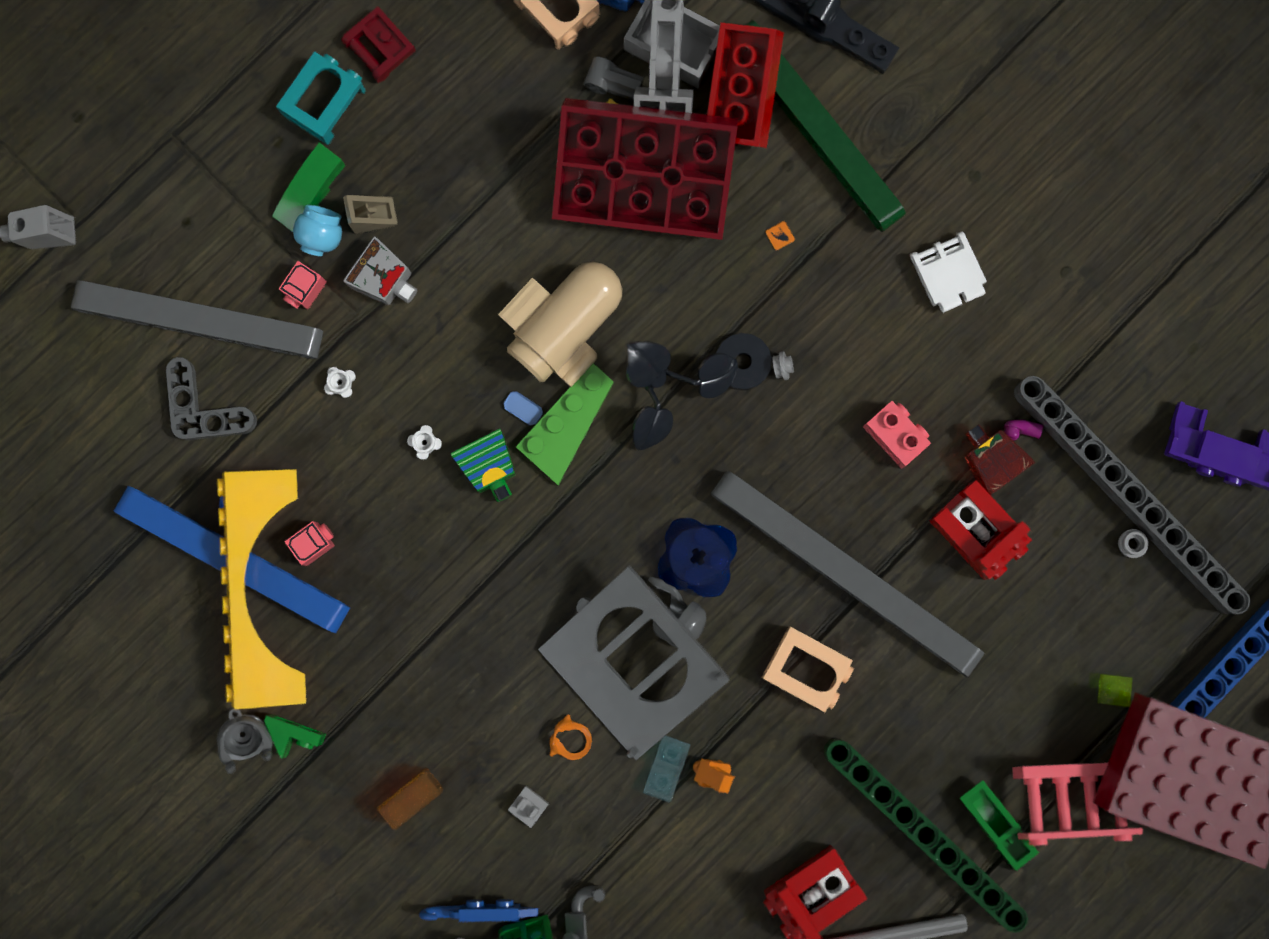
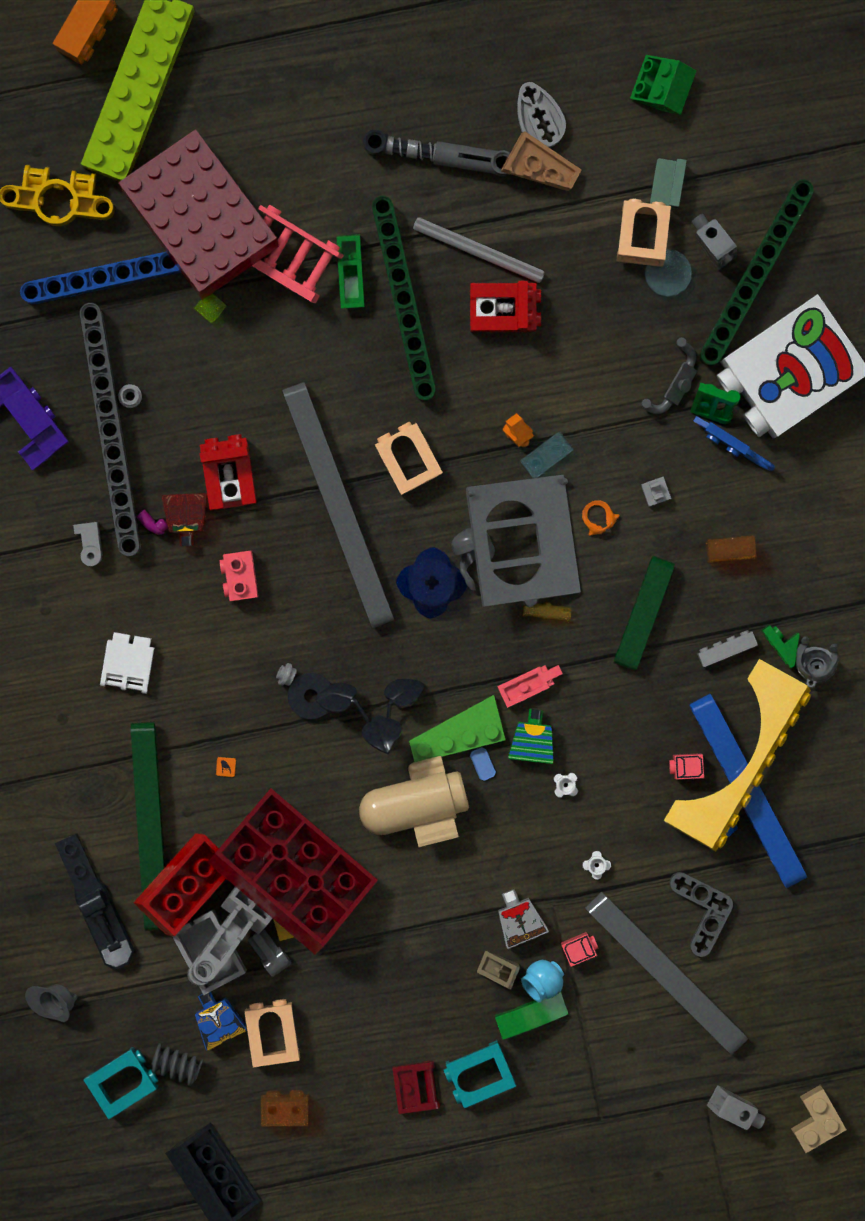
camera: 145 degrees left, 5 degrees up
(347, 691) = (729, 648): none -> light grey piece
(458, 671) = (644, 613): none -> dark green beam
(529, 518) = (528, 684): none -> coral hinge
(558, 606) = (548, 612): none -> clear yellow pin
(1070, 368) = (91, 542): none -> light grey leg

